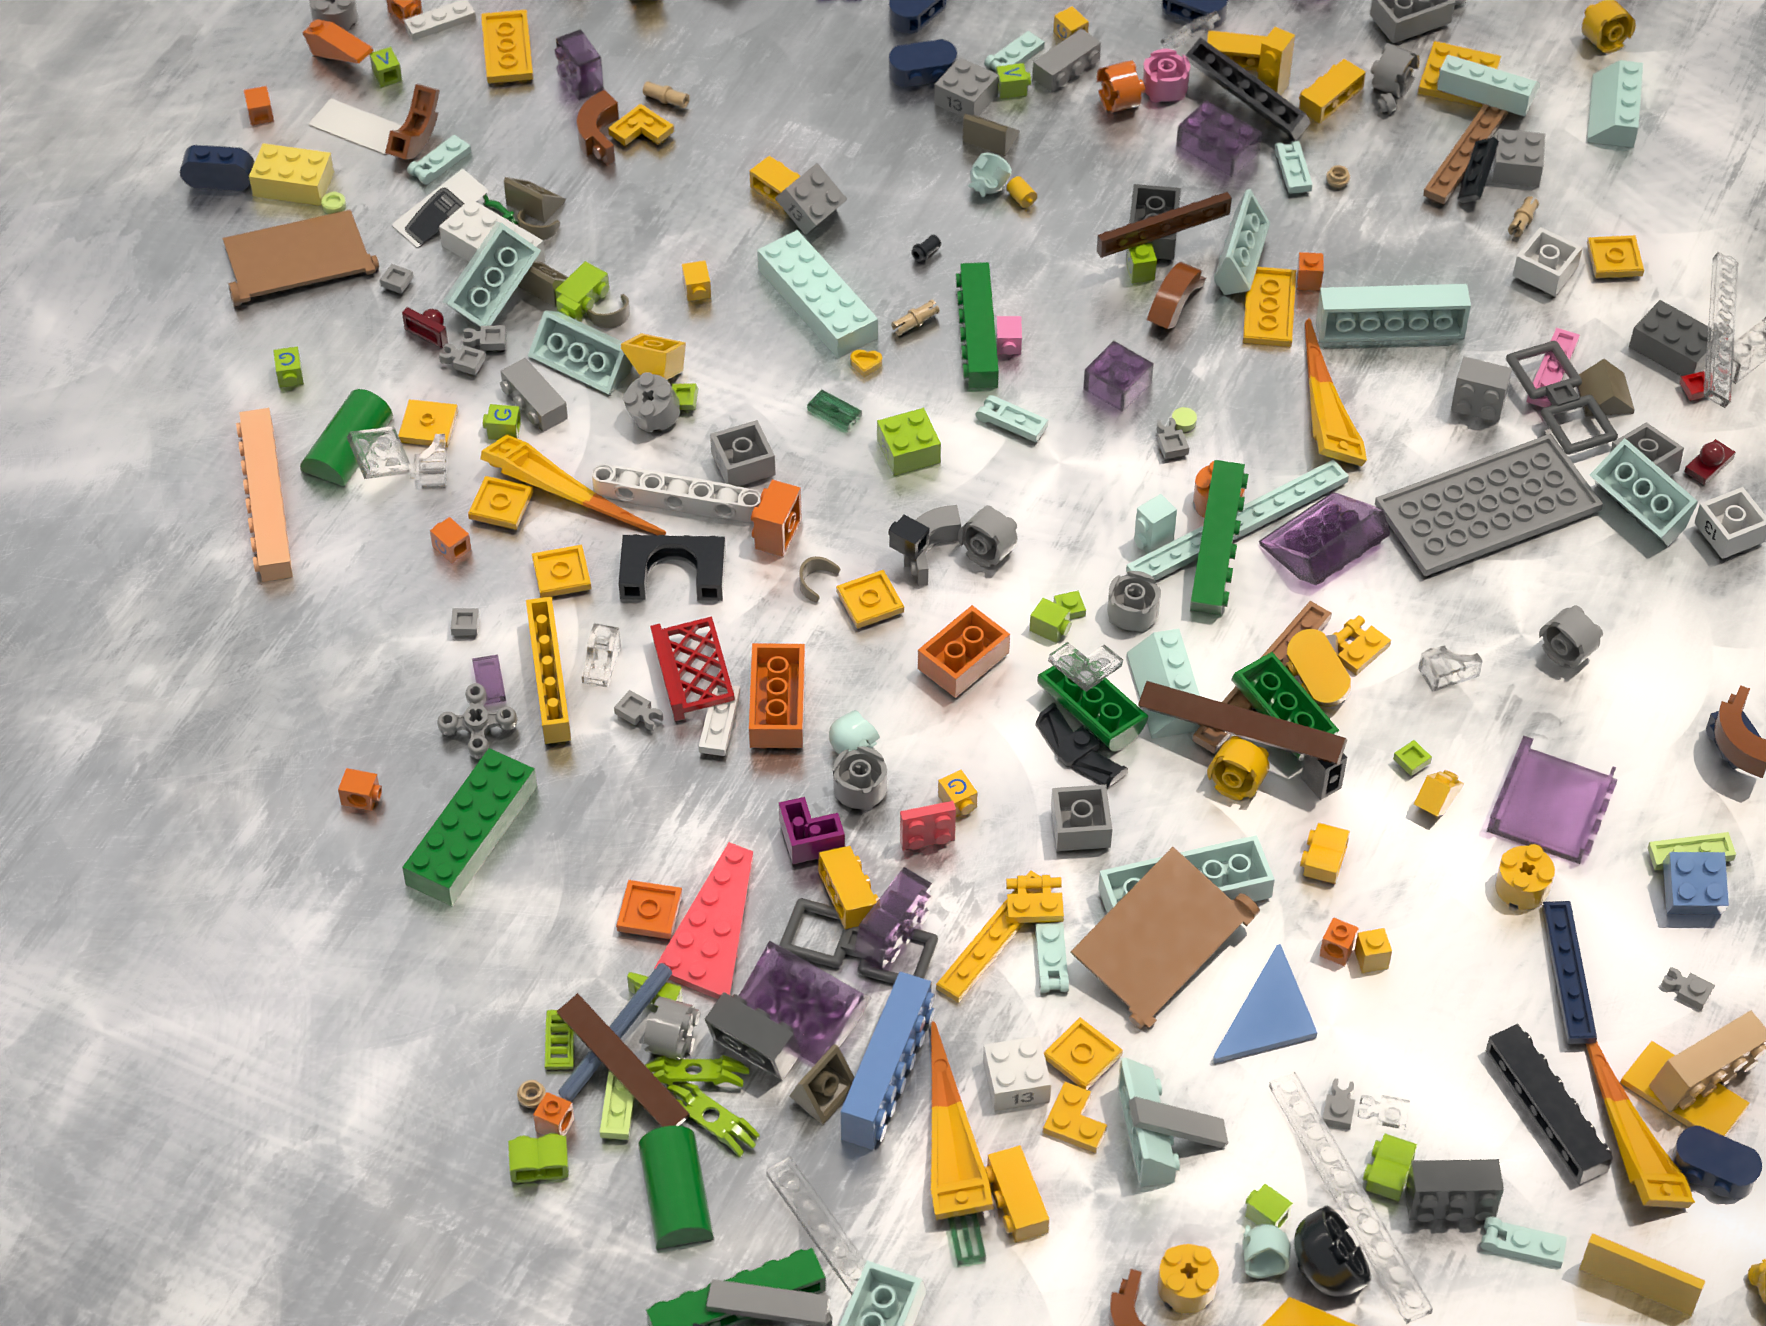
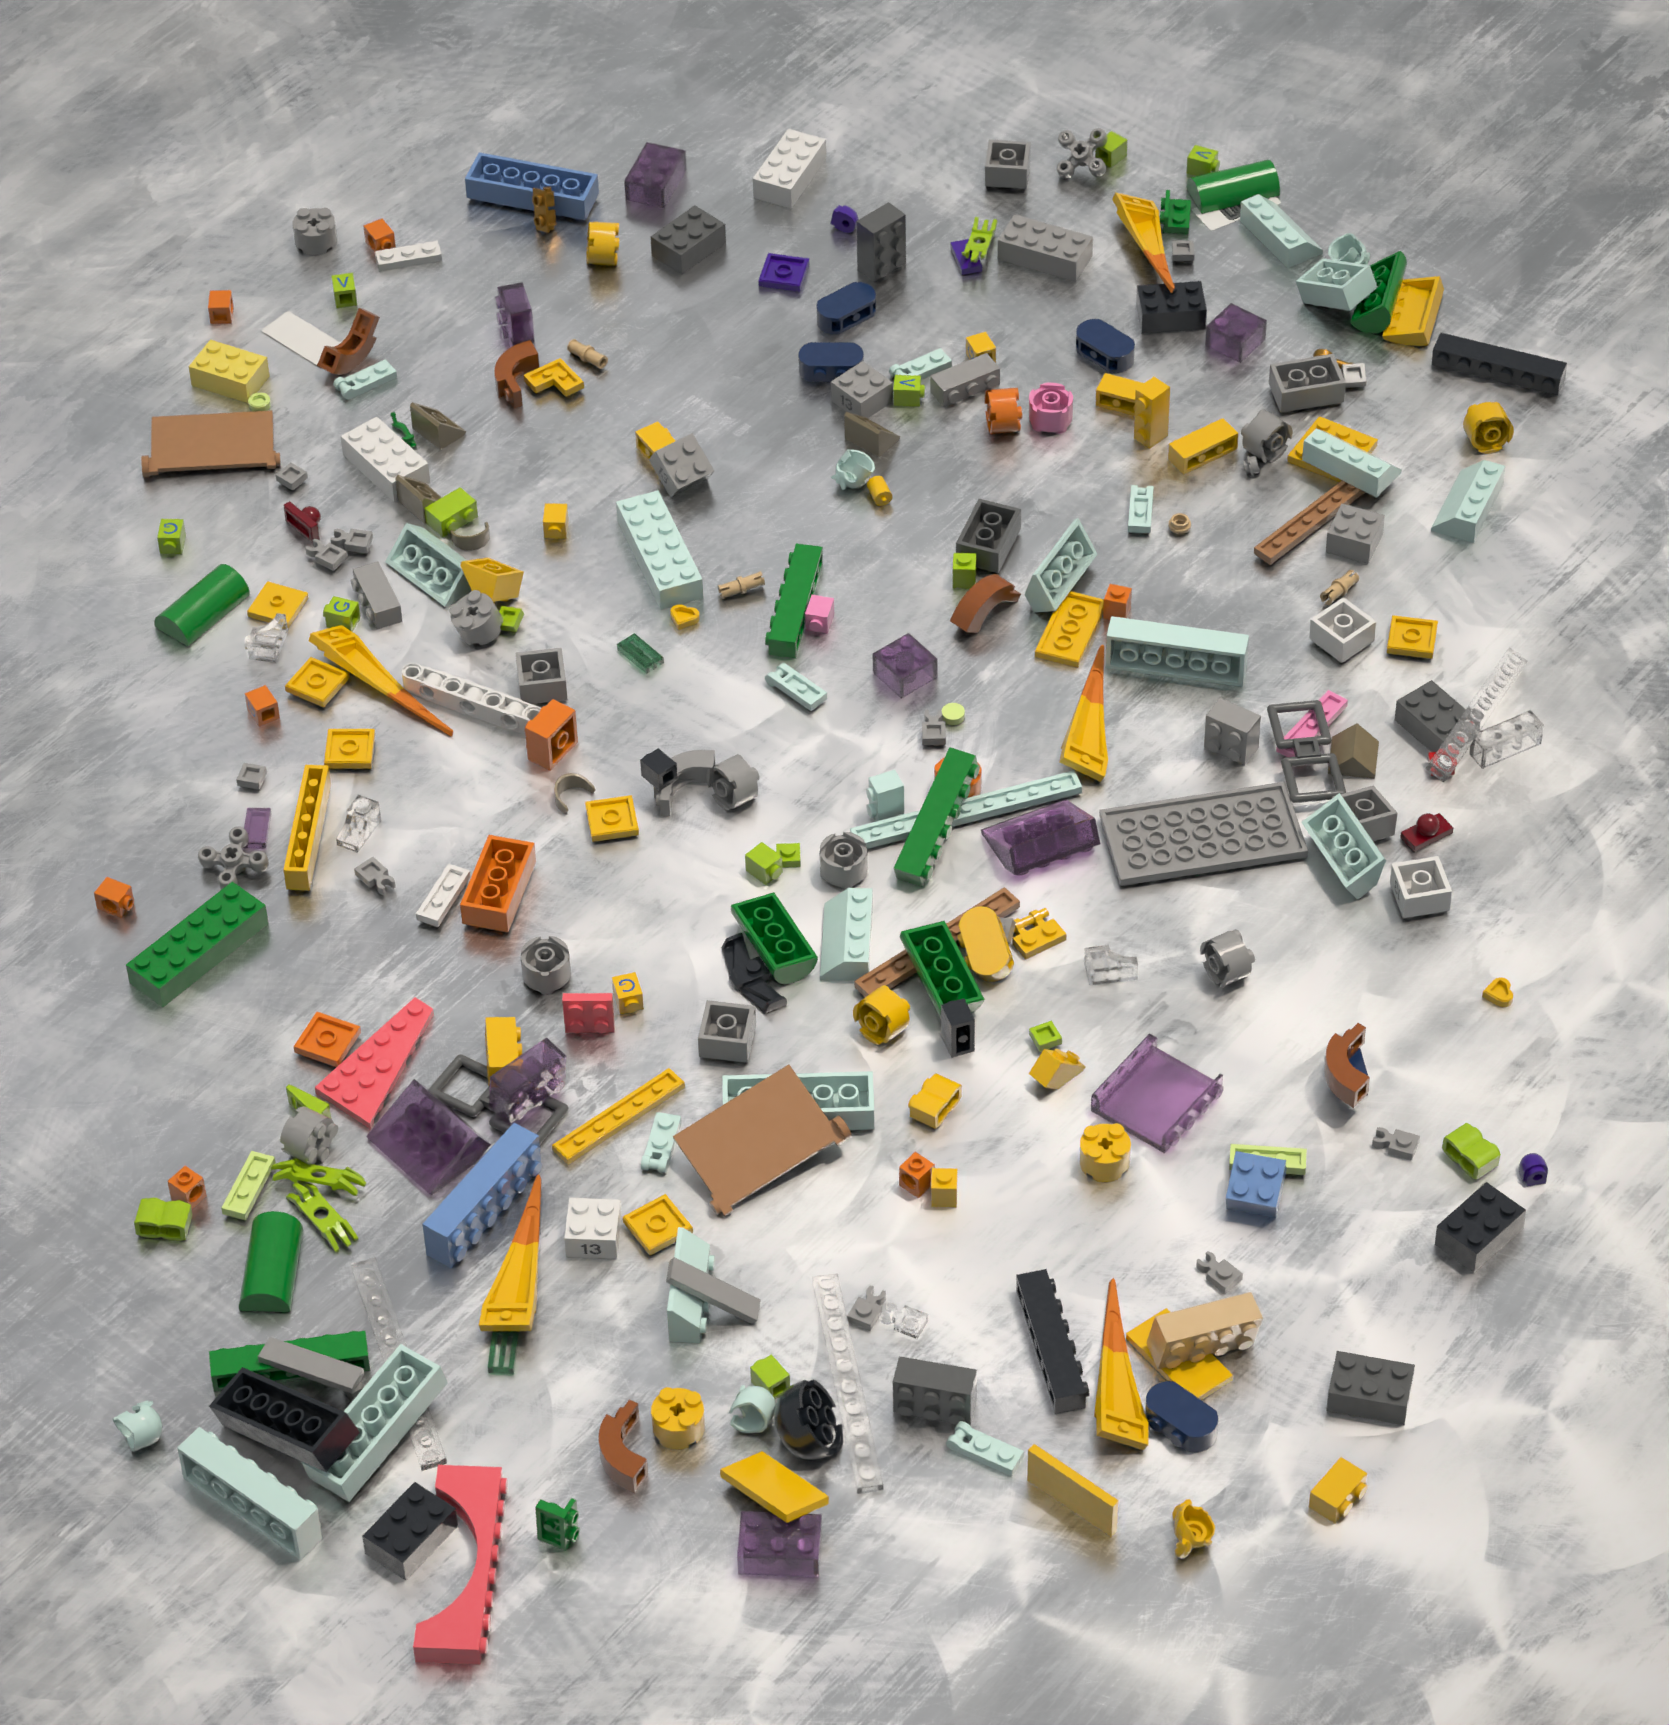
camera: 15 degrees right, 5 degrees down
(216, 167) = (164, 354): dark blue brick -> none
(265, 493) = (115, 641): light nougat brick -> none
(333, 42) = (304, 261): orange slope -> none
(379, 452) = (223, 621): clear plate -> none
(427, 216) = (329, 430): sticker -> none
(491, 275) = (371, 486): light aqua slope -> none
(507, 46) = (459, 289): yellow plate -> none
(527, 1088) = (173, 1163): tan plate -> none
(542, 232) = (429, 456): dark tan helmet -> none
(555, 1024) = (216, 1114): lime slope -> none
(569, 307) = (433, 526): lime plate -> none
(620, 1027) = (261, 1130): sand blue axle -> none
(622, 1062) = (257, 1154): reddish brown tile -> none
(644, 552) = (425, 745): black arch -> none
(670, 666) = (416, 830): red fence -> none
(753, 1035) = (376, 1153): dark grey brick -> none
(808, 835) = (482, 1000): magenta brick -> none
(824, 1085) = (419, 1203): dark tan slope -> none
(852, 732) = (552, 923): light aqua helmet -> none
(908, 441) = (694, 690): lime brick -> none
(921, 251) = (773, 526): black pin -> none
(963, 651) = (675, 875): orange brick -> none
(1017, 1194) = (557, 1324): yellow brick -> none
(1034, 906) = (660, 1097): yellow plate -> none
(1069, 1124) = (626, 1276): yellow plate -> none
(1085, 670) = (773, 907): clear plate -> none
(1163, 224) = (989, 538): reddish brown plate -> none
(1191, 29) = (1094, 370): clear plate -> none
(1219, 138) = (1079, 472): clear purple brick -> none
(1243, 722) = (893, 974): reddish brown tile -> none
(1248, 89) = (1121, 431): black brick -> none
(1270, 1015) = (835, 1225): medium blue tile -> none
(1390, 1167) = (881, 1367): lime brick -> none
(1478, 170) = (1310, 538): black tile -> none
(1569, 972) = (1114, 1238): dark blue tile -> none

